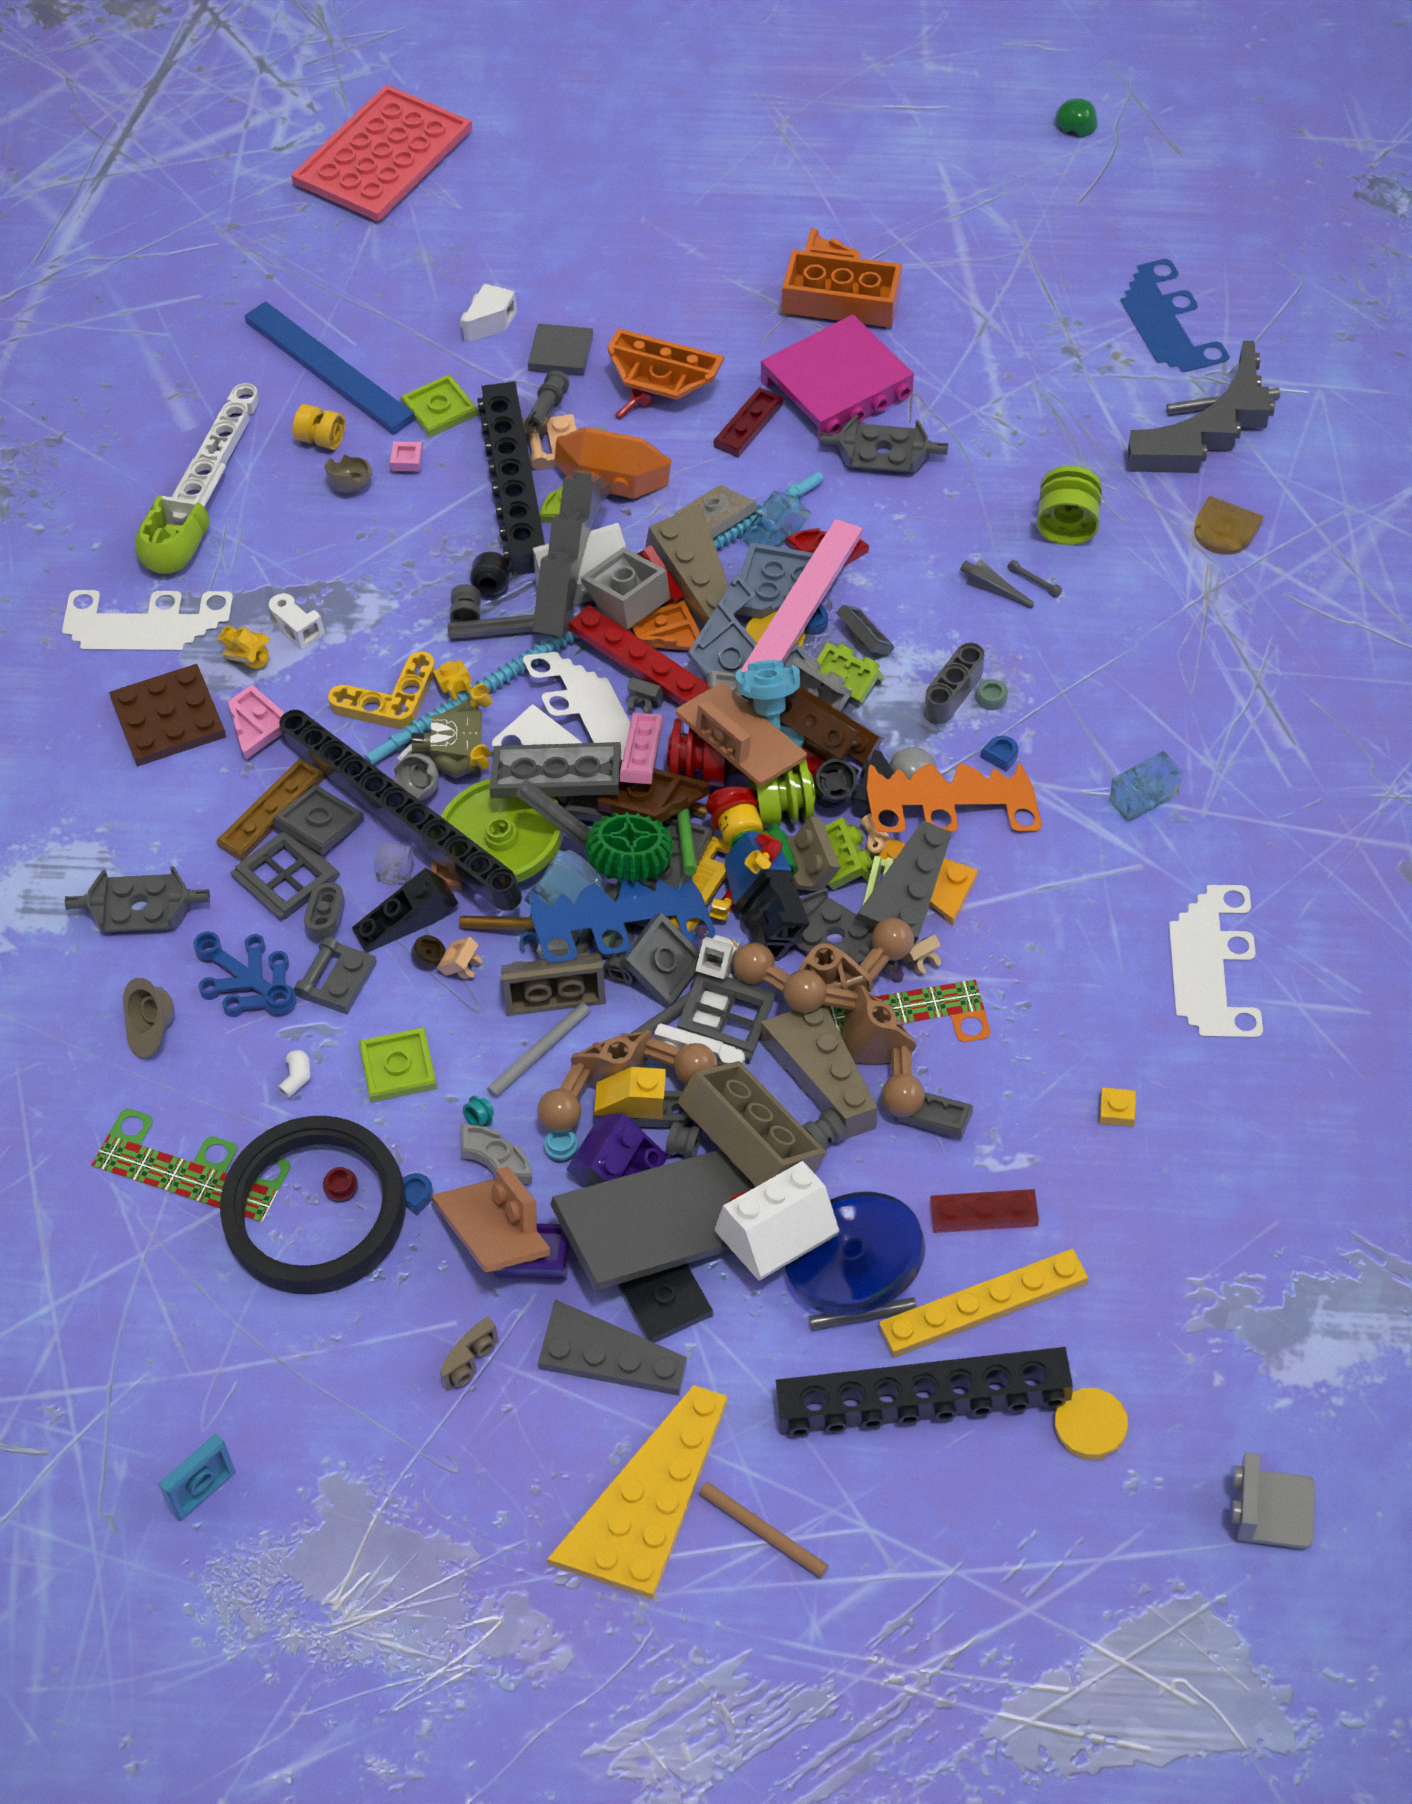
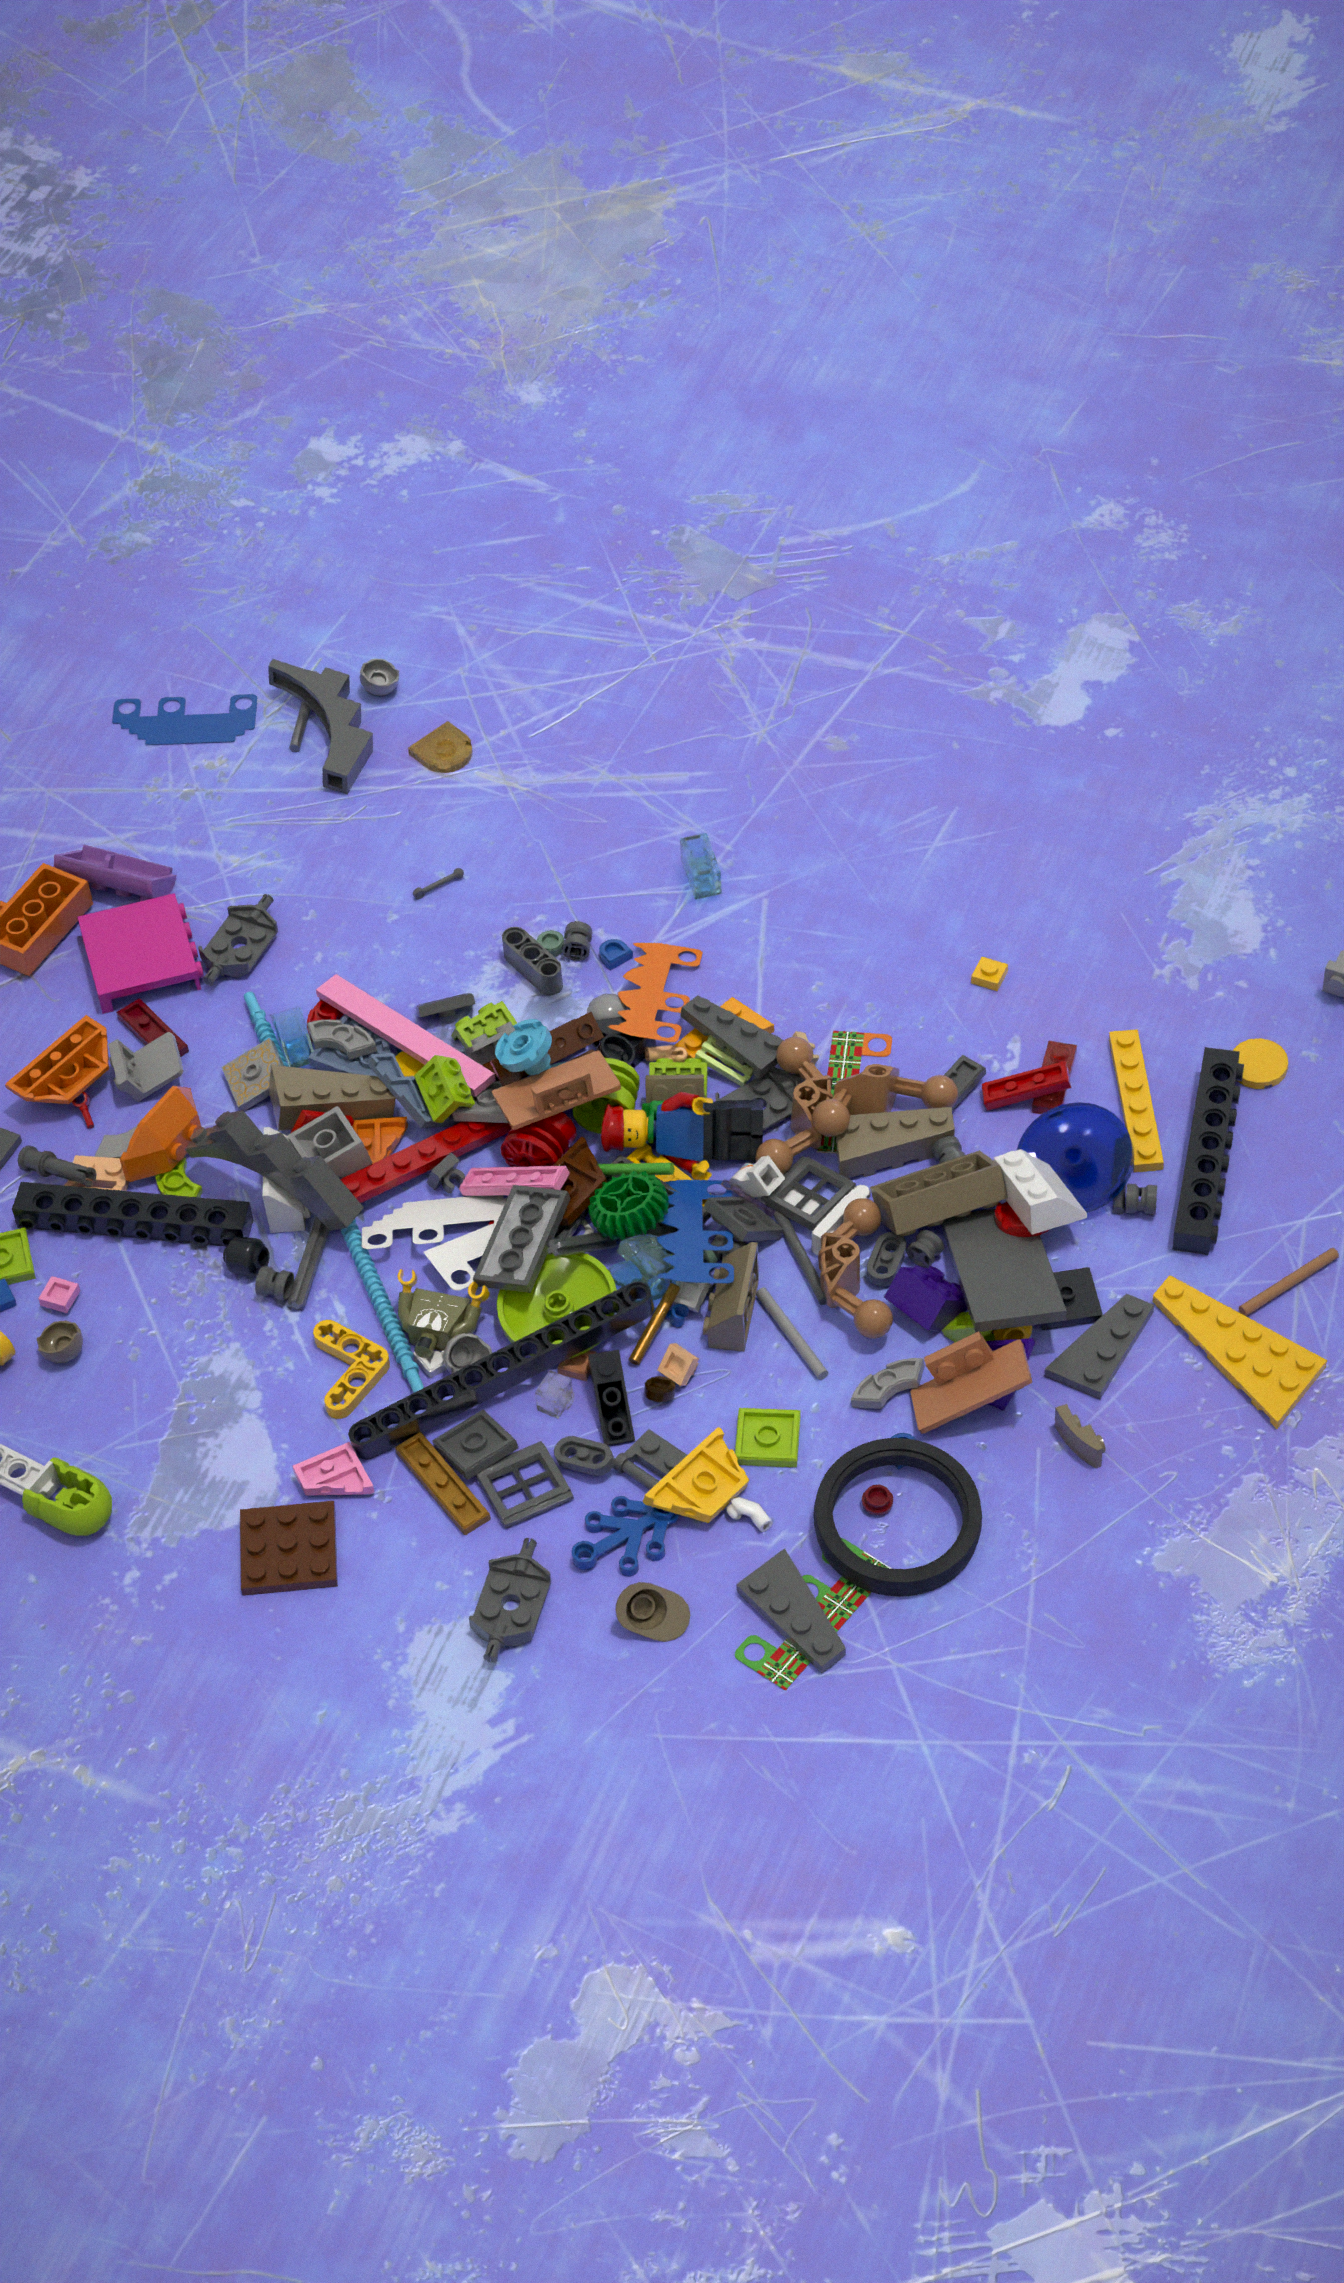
camera: 70 degrees left, 5 degrees down
(142, 631) = (167, 1556): white piece -> none
(182, 1142) = (792, 1609): none -> dark grey wing
(197, 1477) = (1144, 1637): dark azure tile -> none
(244, 646) = (246, 1460): yellow hips -> none
(294, 622) = (224, 1422): white leg -> none
(316, 1017) = (701, 1481): none -> yellow wing
(453, 678) = (357, 1308): yellow plate -> none
(478, 1111) = (842, 1385): teal plate -> none
(561, 1145) = (896, 1337): medium azure plate -> none
(632, 1091) = (878, 1262): yellow slope -> none
(688, 422) = (147, 1068): none -> light grey bracket
(730, 651) = (443, 1087): none -> lime bracket
(783, 558) = (348, 1039): none -> light grey tile
(827, 1339) = (1148, 1199): none -> dark grey wheel
(929, 327) = (118, 872): none -> medium lavender container
(951, 1180) = (1026, 1085): none -> red tile
(985, 578) = (424, 913): dark grey piece -> none
(998, 712) = (577, 941): none -> dark grey wheel
(1069, 505) = (384, 830): lime wheel -> none
(1199, 968) = (867, 890): white piece -> none
(1293, 439) = (379, 677): none -> light grey hair

